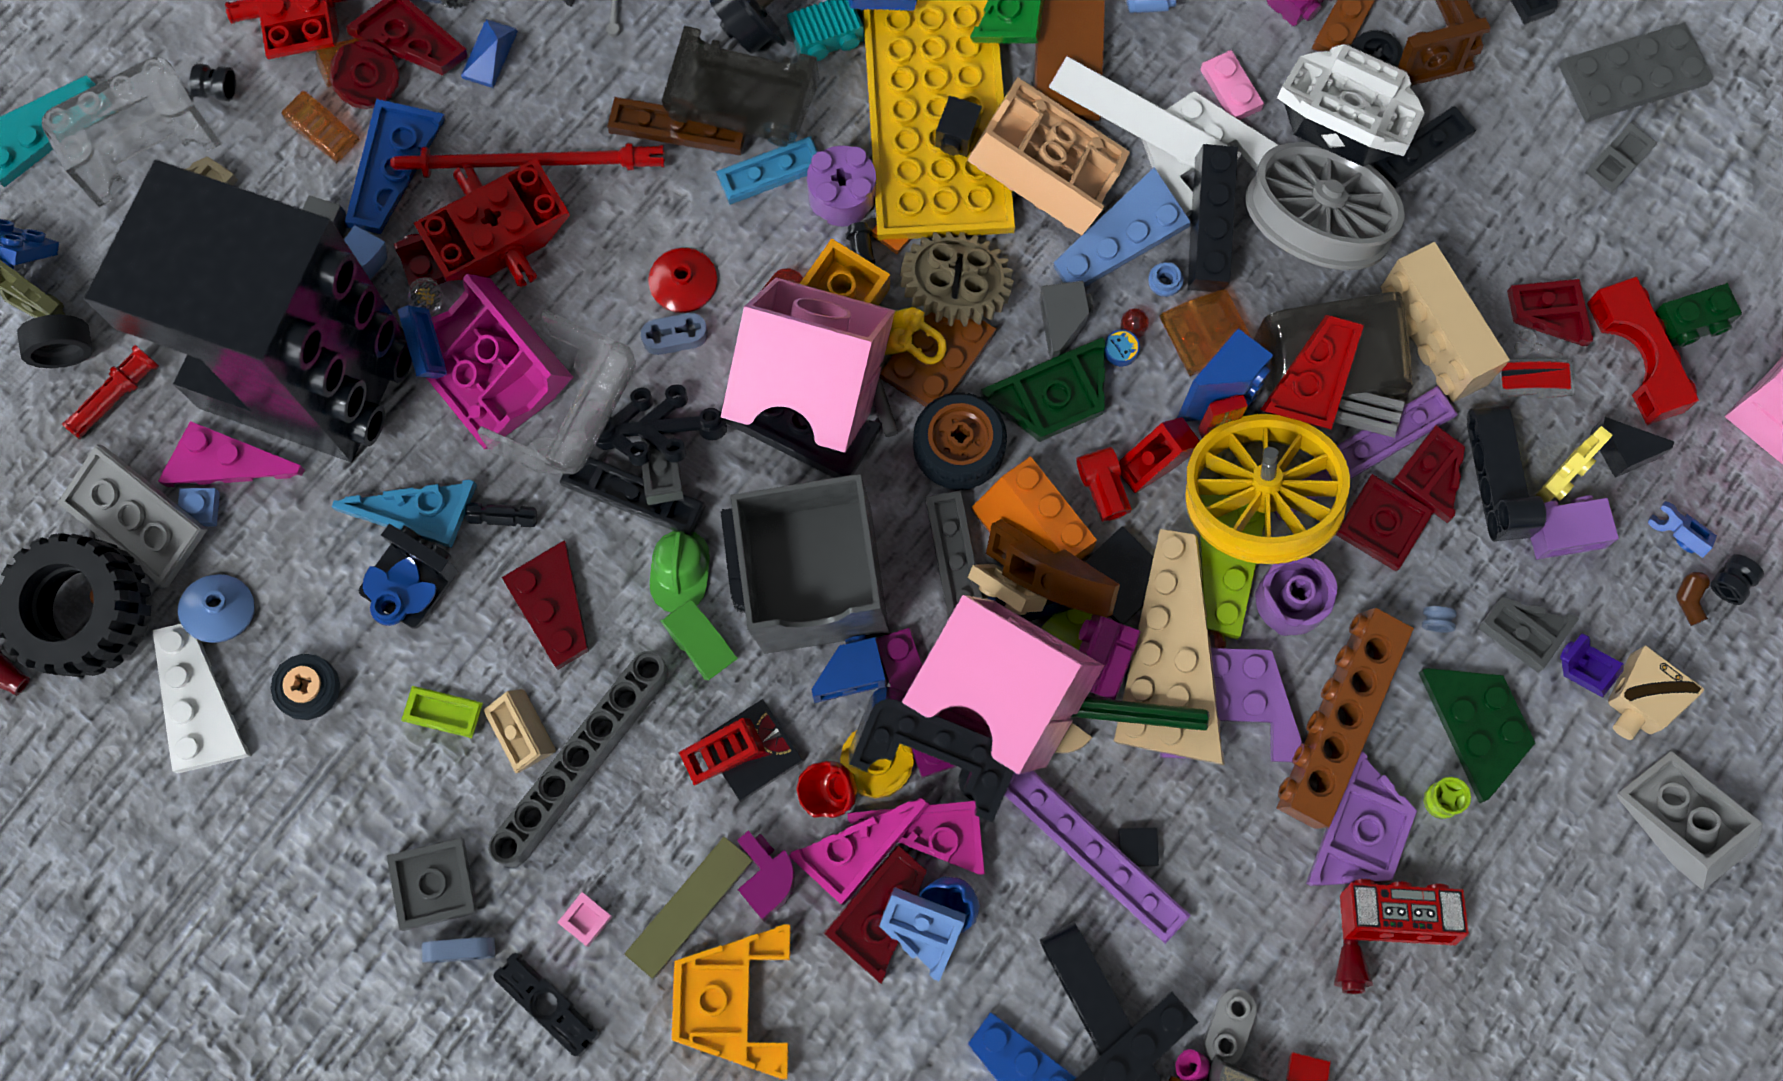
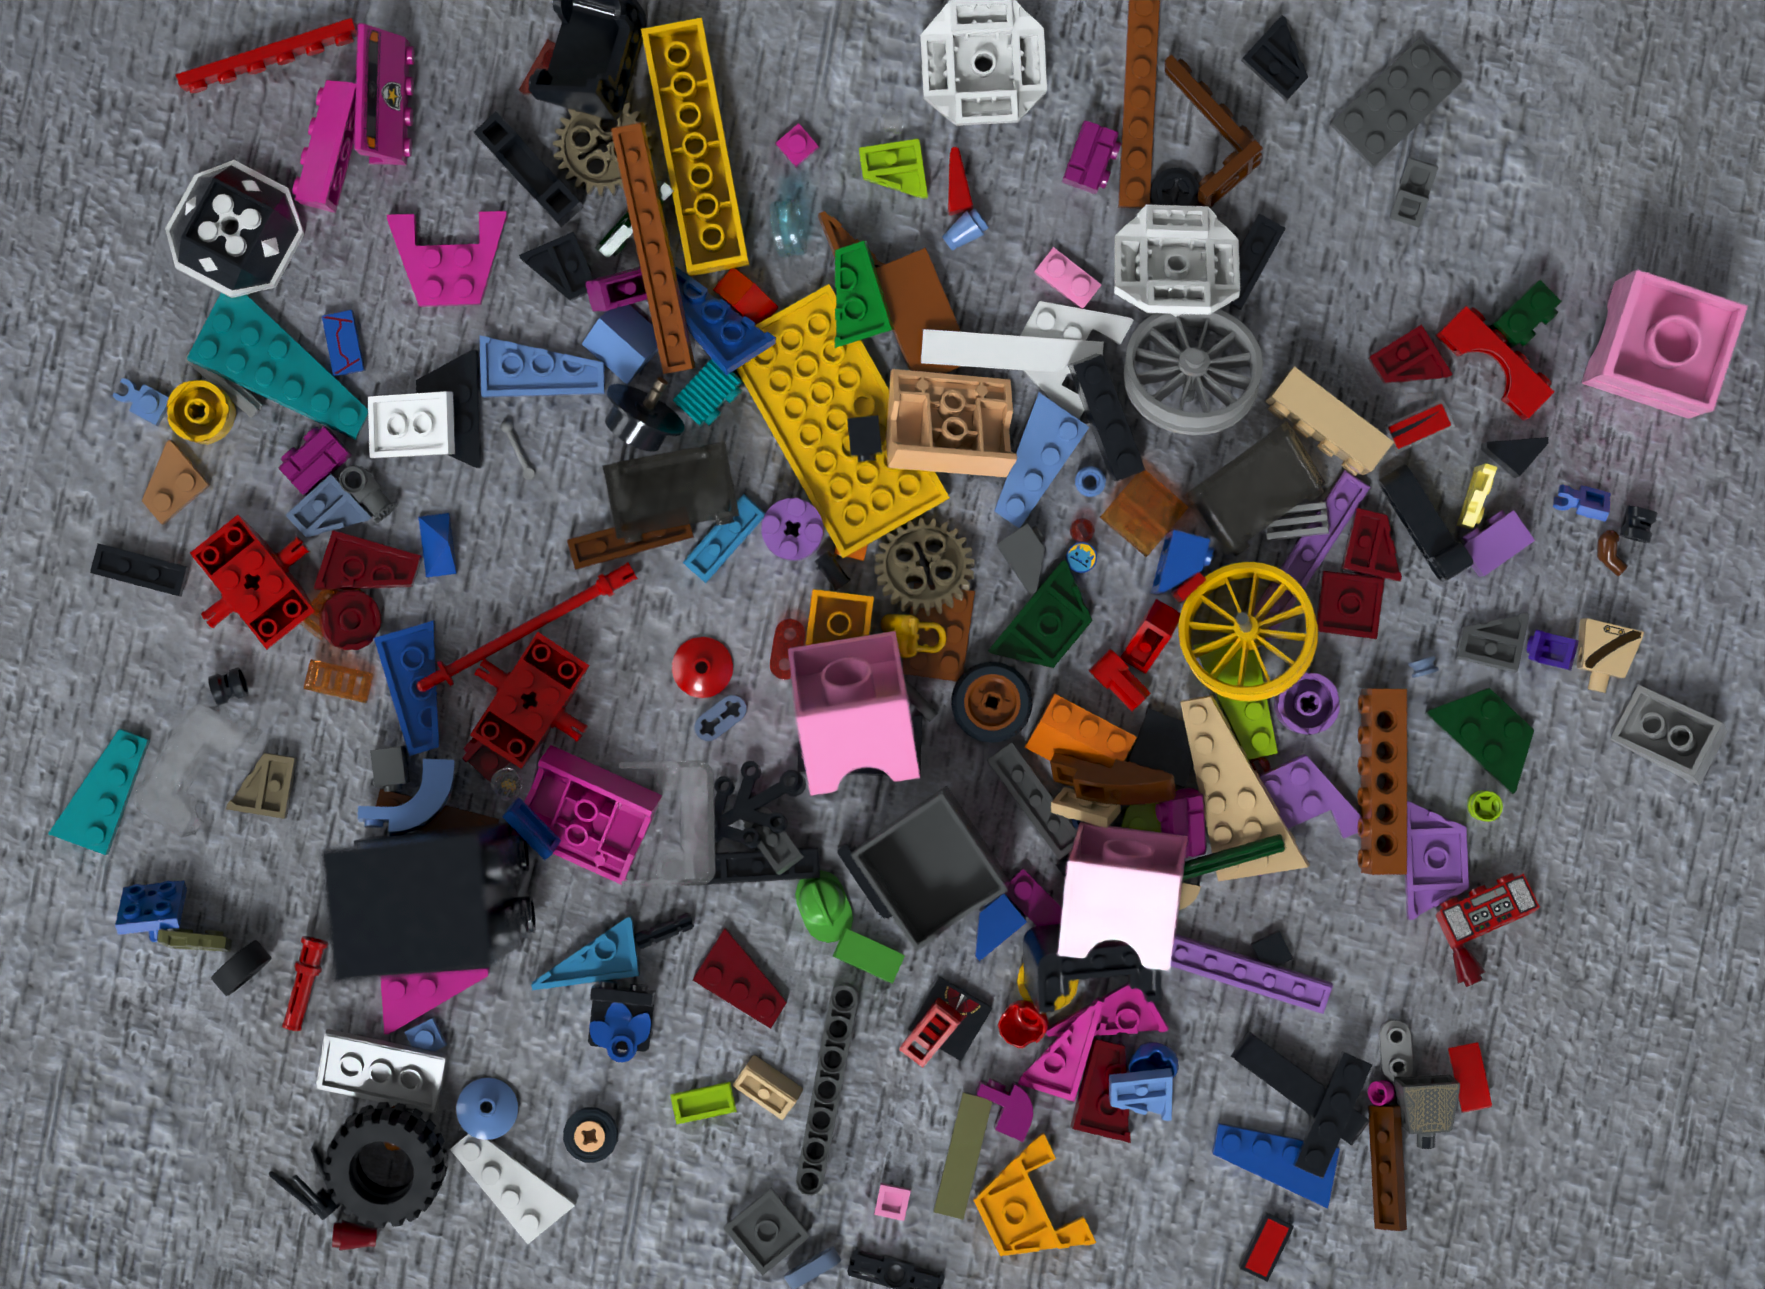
camera: 30 degrees left, 15 degrees up
(1318, 374) = (1249, 523): red wing -> none

